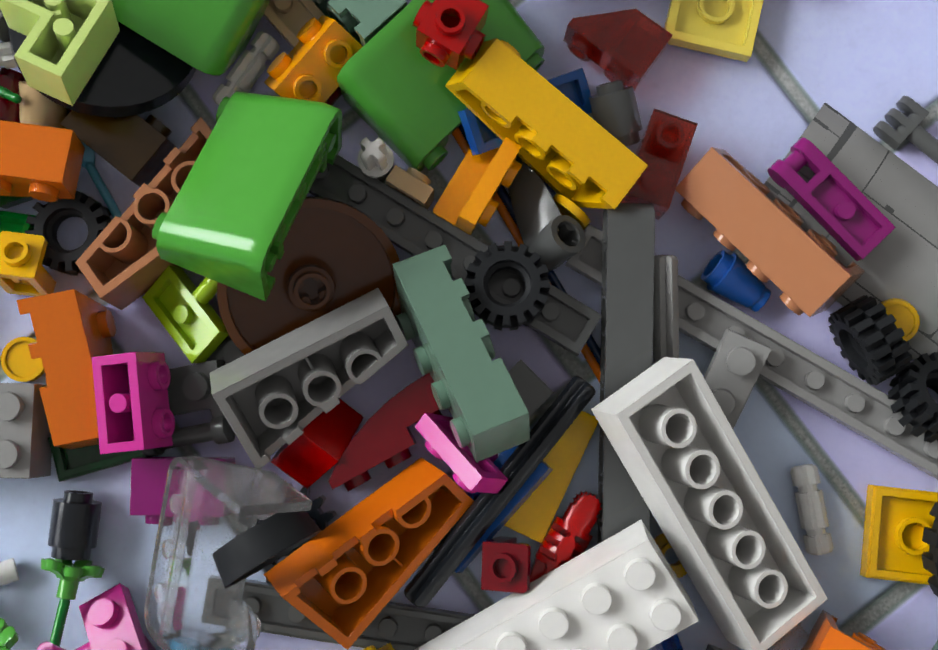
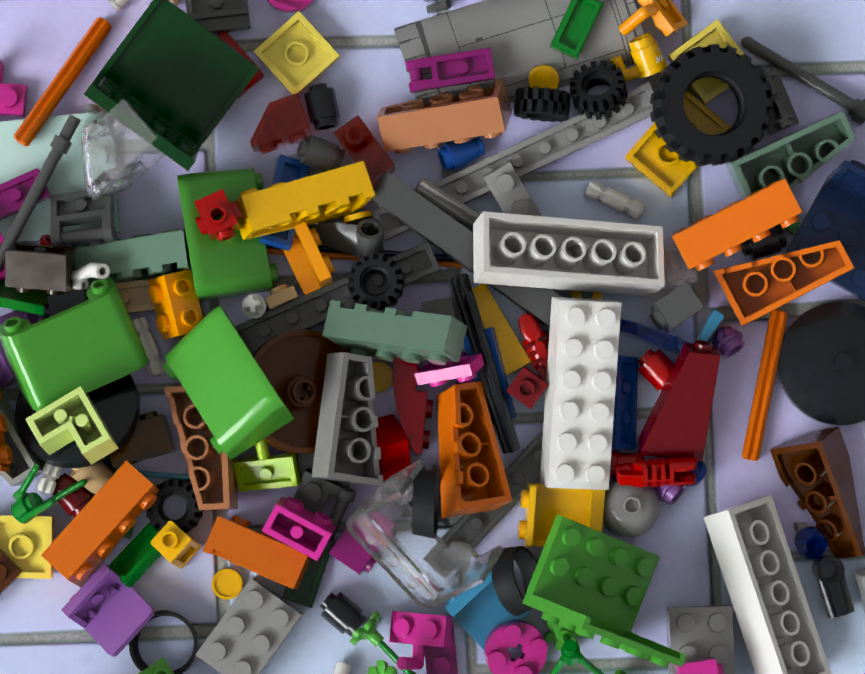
camera: 50 degrees left, 0 degrees up
(398, 372) = (382, 376): none -> yellow piece
(674, 78) = (322, 106): none -> black brick

